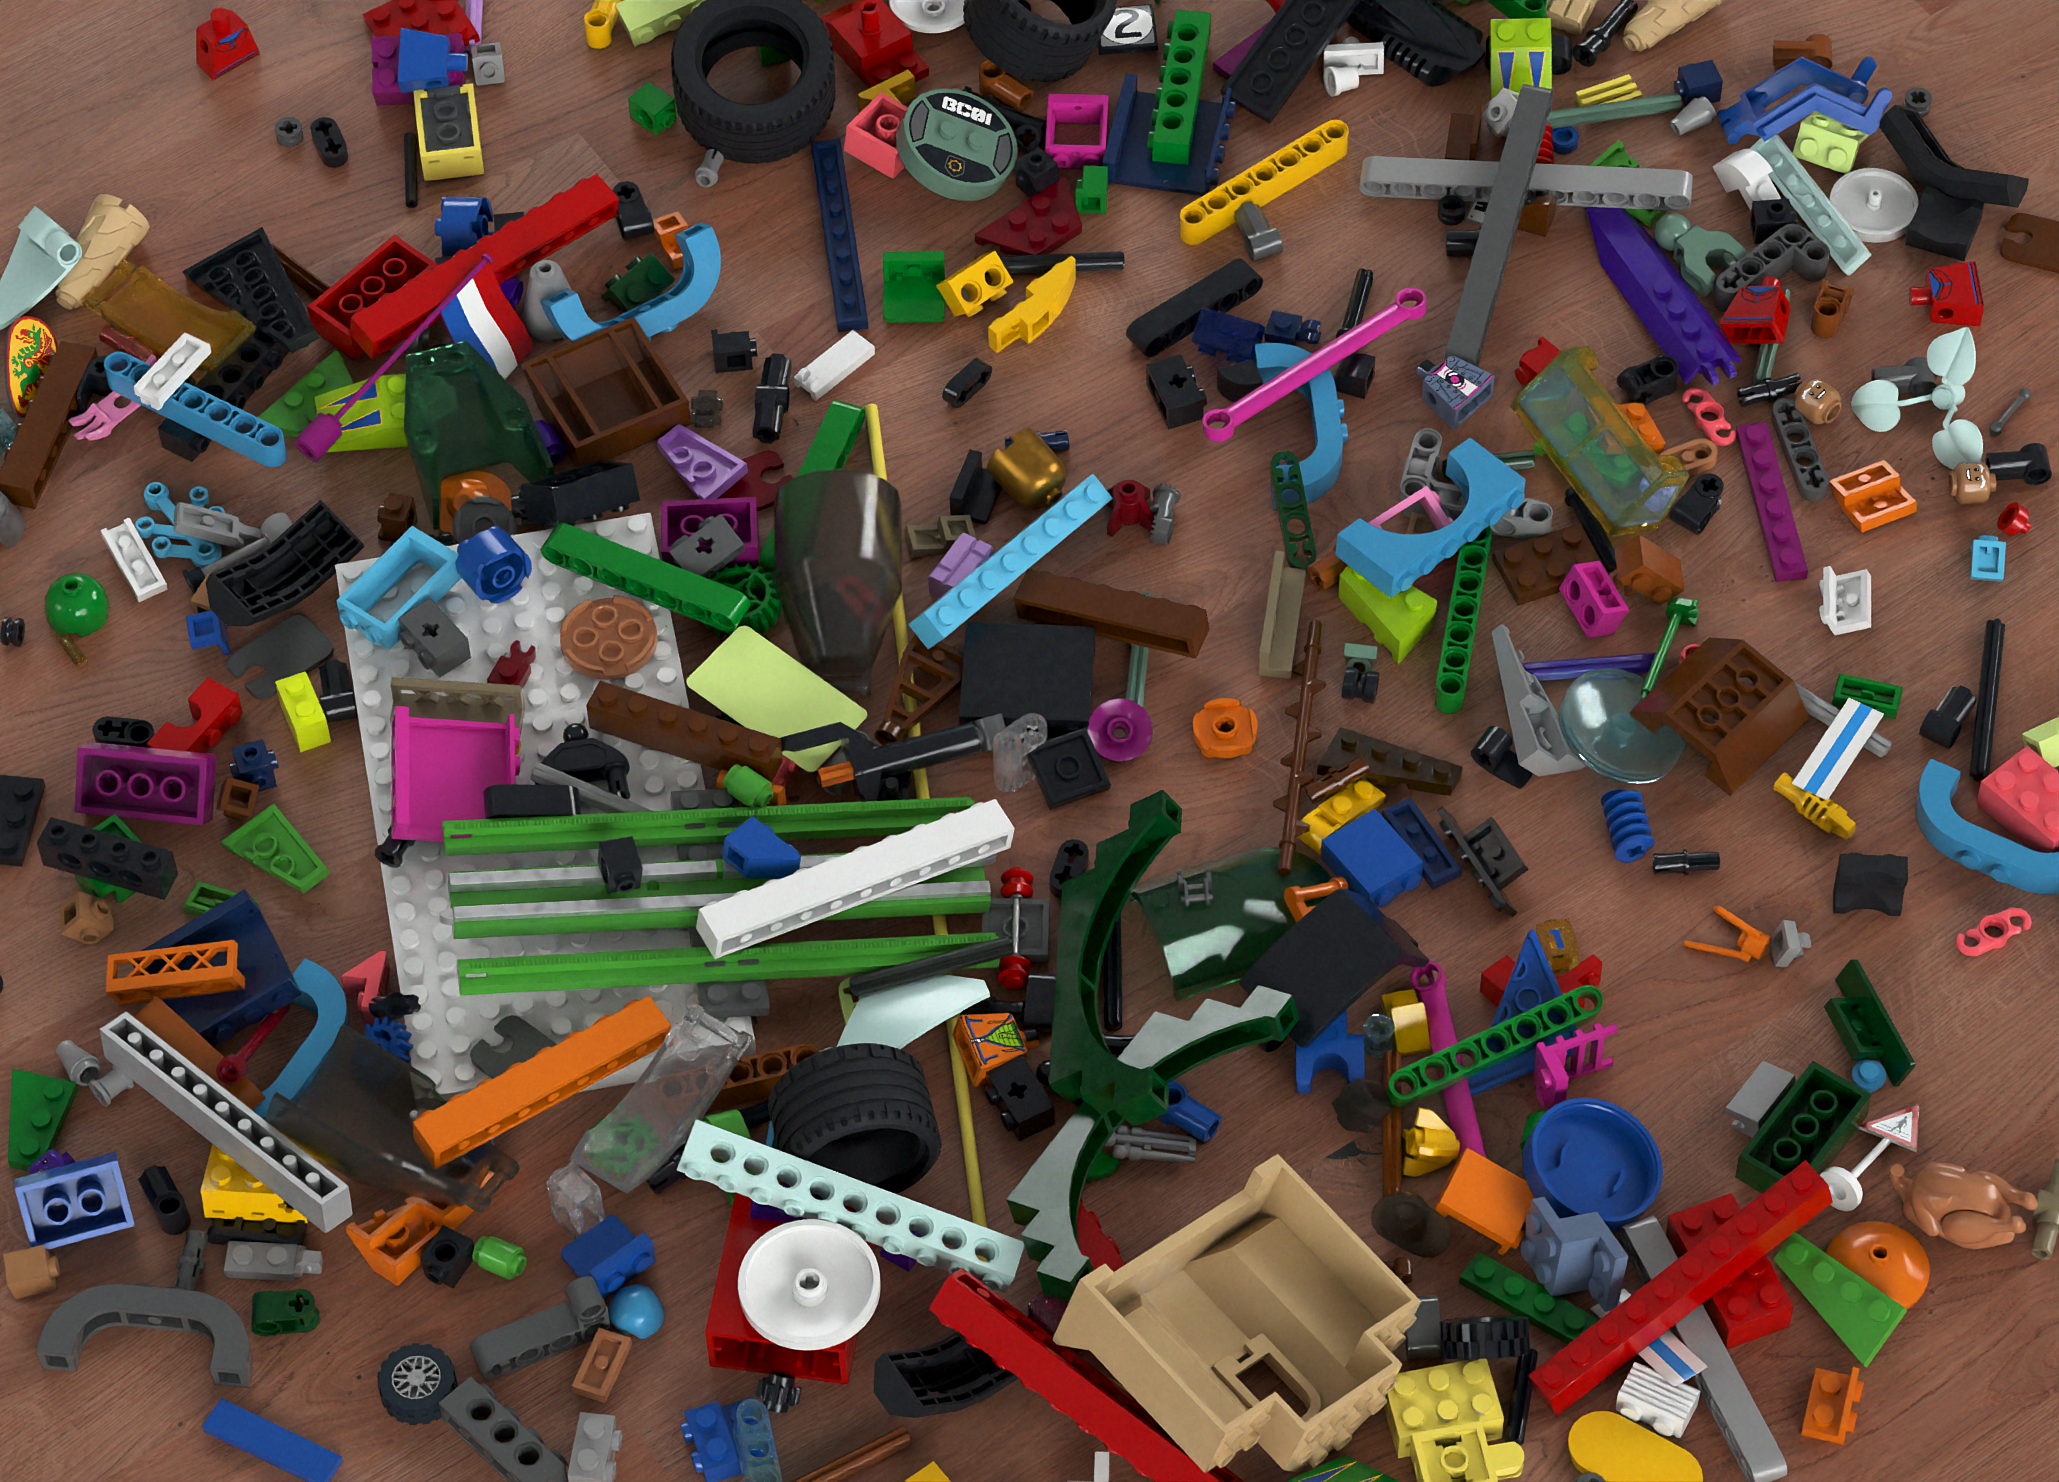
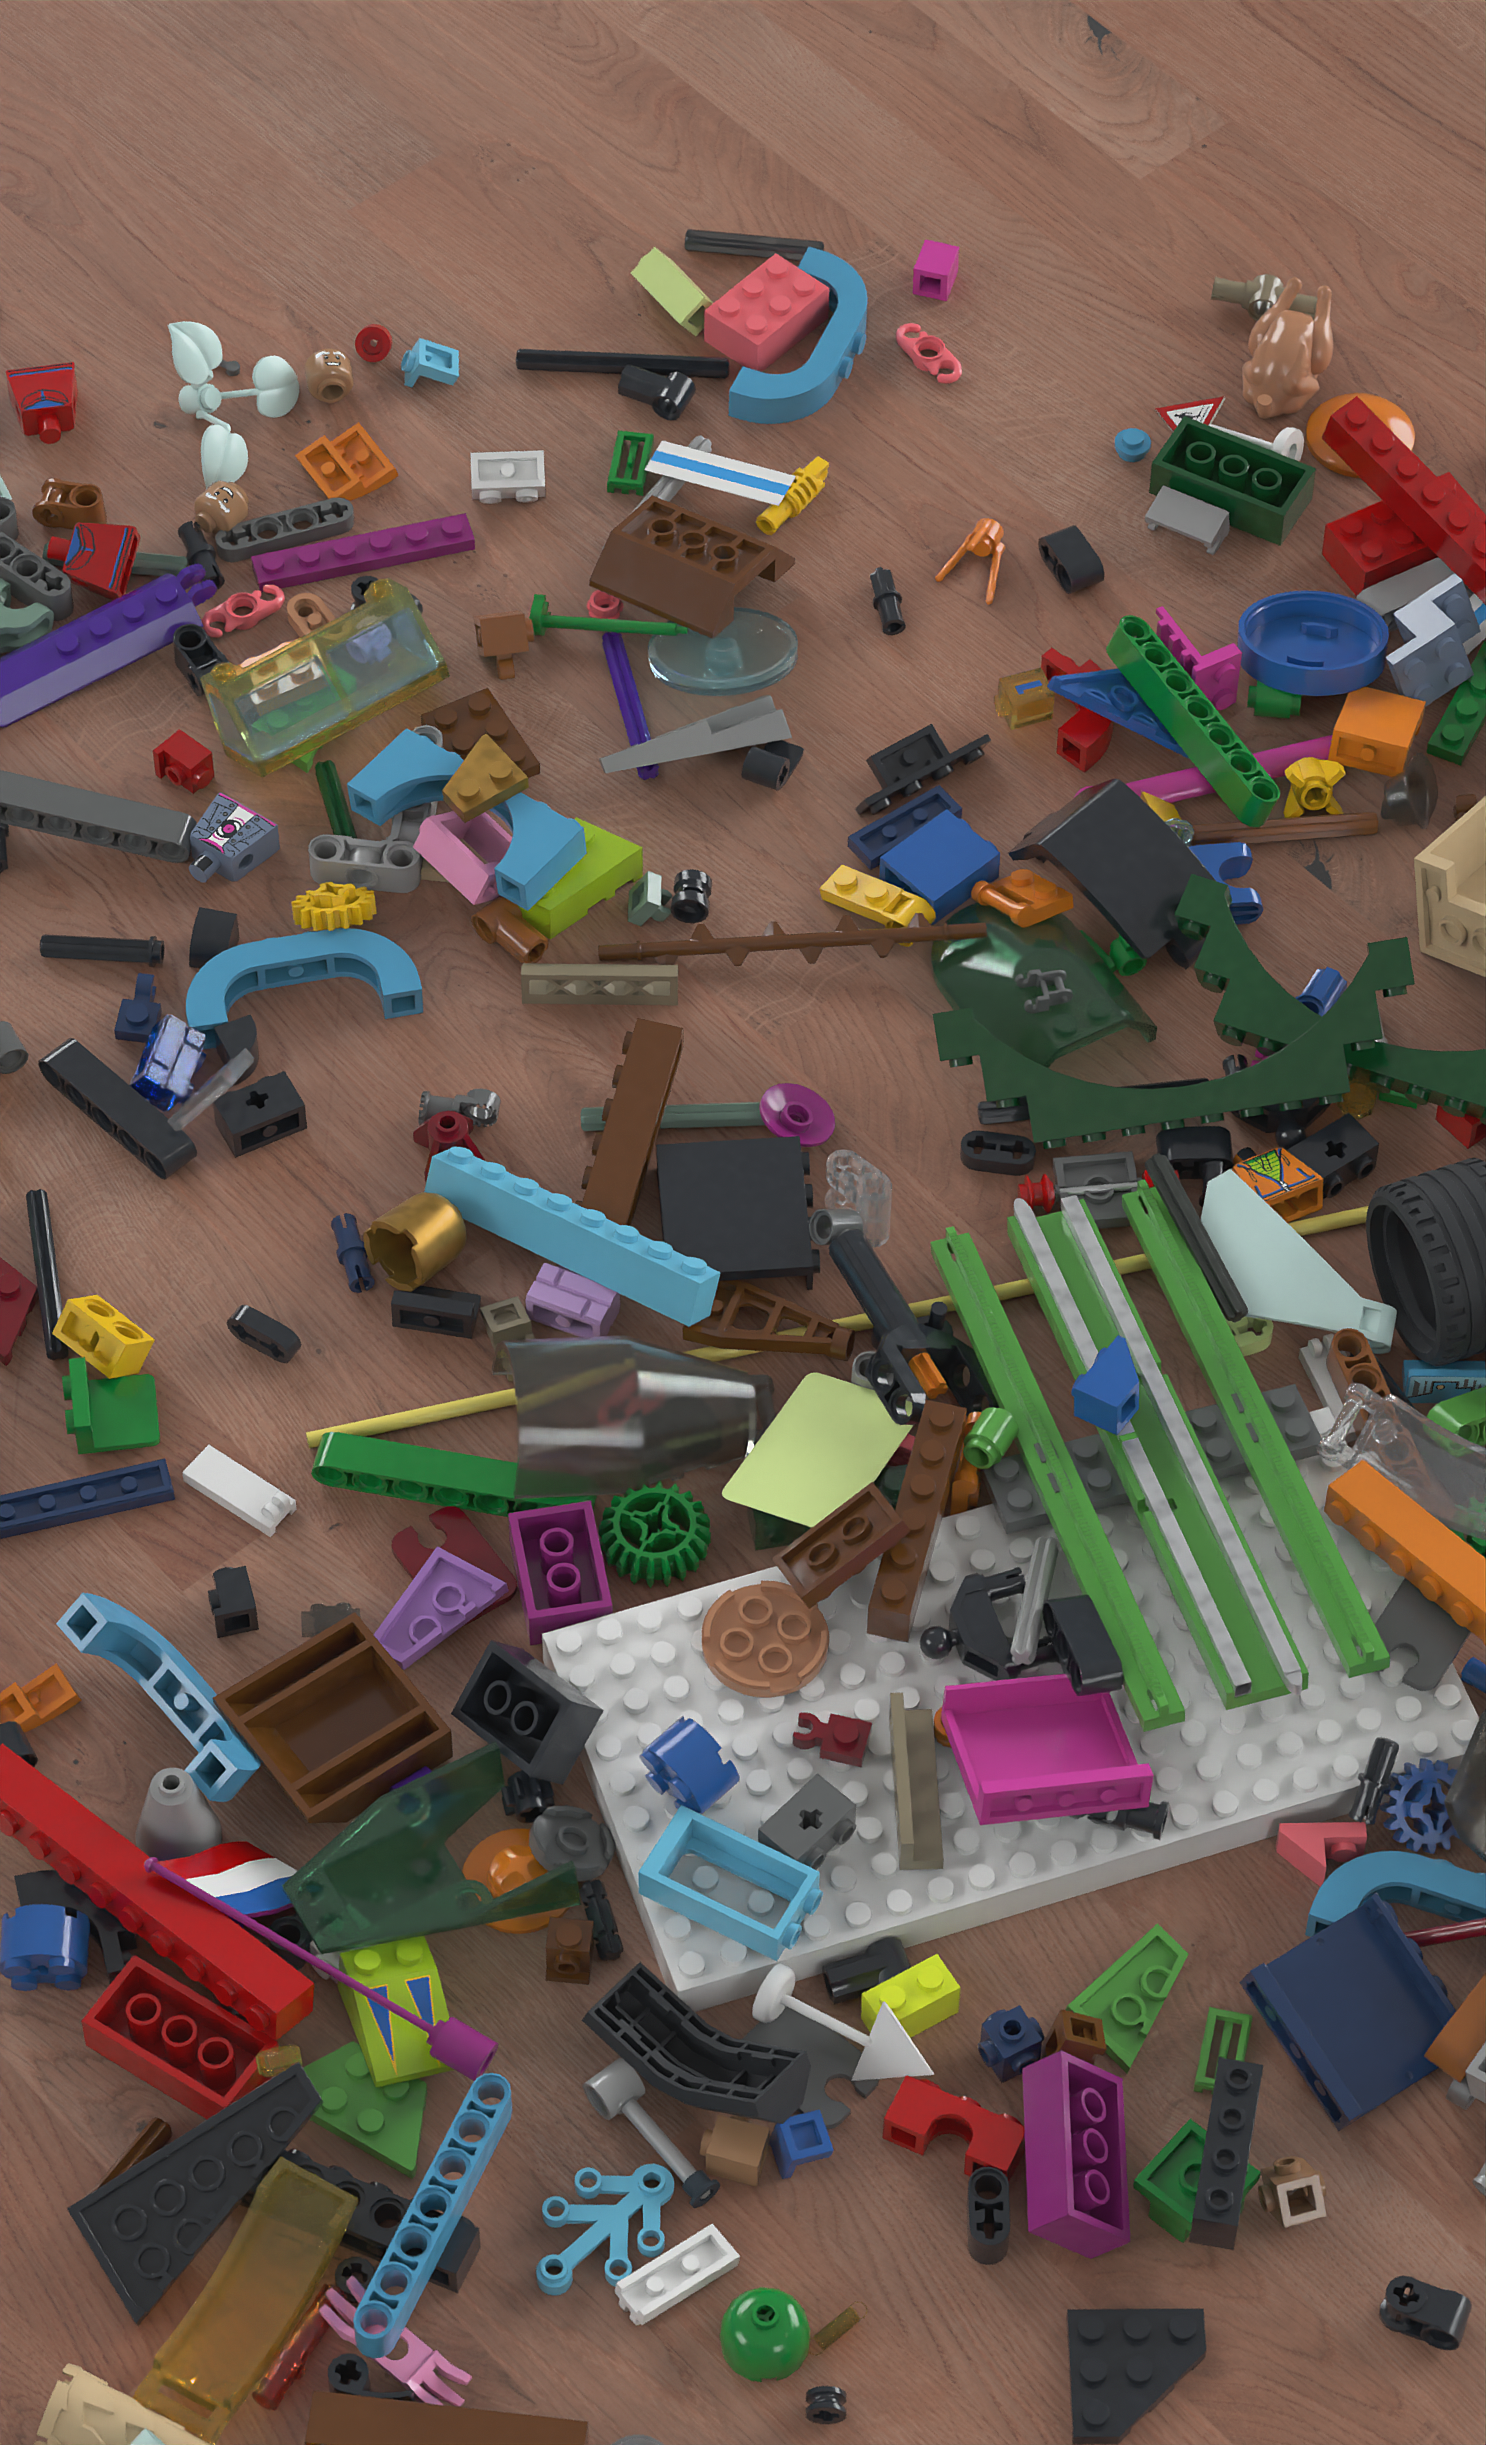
camera: 100 degrees left, 0 degrees up
(171, 370) = (390, 2234): white hinge -> none
(177, 983) = (1375, 2052): orange fence -> none
(213, 526) = (624, 2167): light grey hinge -> none
(324, 627) = (887, 2048): none -> white piece
(330, 331) = (277, 2059): none -> clear yellow tile
(620, 865) = (1179, 1510): black brick -> none
(641, 284) = (120, 1734): dark green bracket -> none
(645, 577) = (669, 1606): green beam -> none
(659, 671) = (841, 1545): none -> reddish brown plate
(724, 546) = (616, 1542): dark grey brick -> none
(772, 398) = (310, 1545): black piece -> none
(854, 878) = (1119, 1299): white brick -> none
(1043, 304) = (122, 1264): yellow slope -> none
(1068, 768) = (868, 1144): black tile -> none
(1184, 348) = (211, 1090): none -> clear tile
(1225, 744) = (766, 1039): orange plate -> none
(1292, 511) = (407, 971): dark green beam -> none
(1314, 364) = (223, 960): dark pink piece -> none
(1337, 779) = (844, 893): reddish brown pin -> none
(1362, 1105) = (1278, 844): clear smoke brick -> none
(1372, 447) = (334, 907): none -> yellow gear
(1391, 763) = (798, 871): dark brown wing -> none
(1452, 516) = (483, 781): none -> pearl gold wing
(1462, 623) = (625, 809): green beam -> none
(1593, 530) = (425, 702): black axle -> none
(1593, 599) = (544, 686): dark pink brick -> none
(1627, 824) = (851, 642): blue piece -> none
(1722, 1004) = (1071, 559): none -> black beam
(1788, 943) = (983, 504): light grey tile -> none
(1846, 1301) = (1431, 433): bright green wing -> none
(1866, 1024) = (1072, 441): dark green bracket -> none
(1870, 883) = (903, 434): black brick -> none
(1911, 377) = (175, 436): dark grey piece -> none
(2028, 464) = (293, 338): black piece -> none

